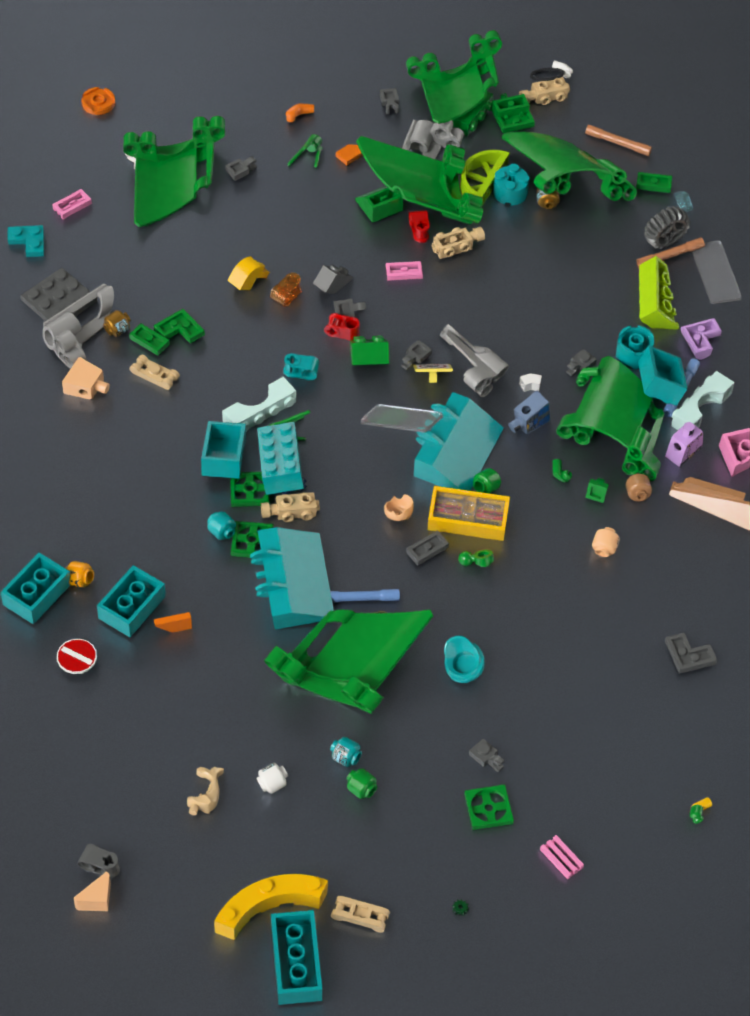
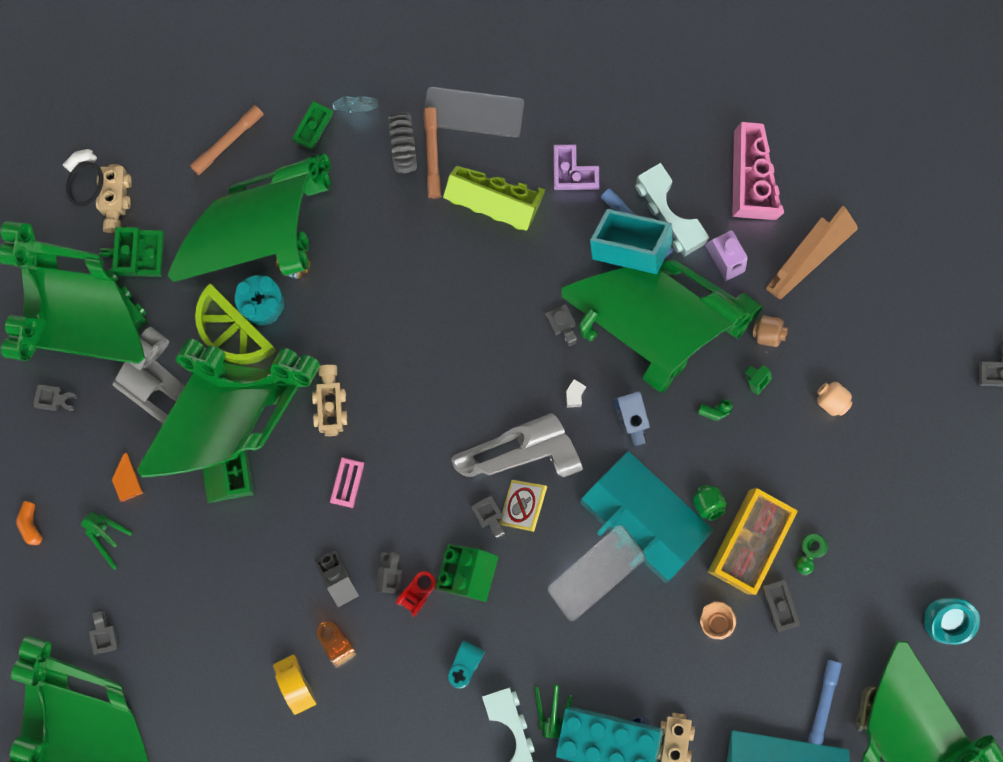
camera: 70 degrees left, 25 degrees up
(420, 225) = (281, 438): red piece -> none
(632, 345) = (571, 241): teal brick -> none

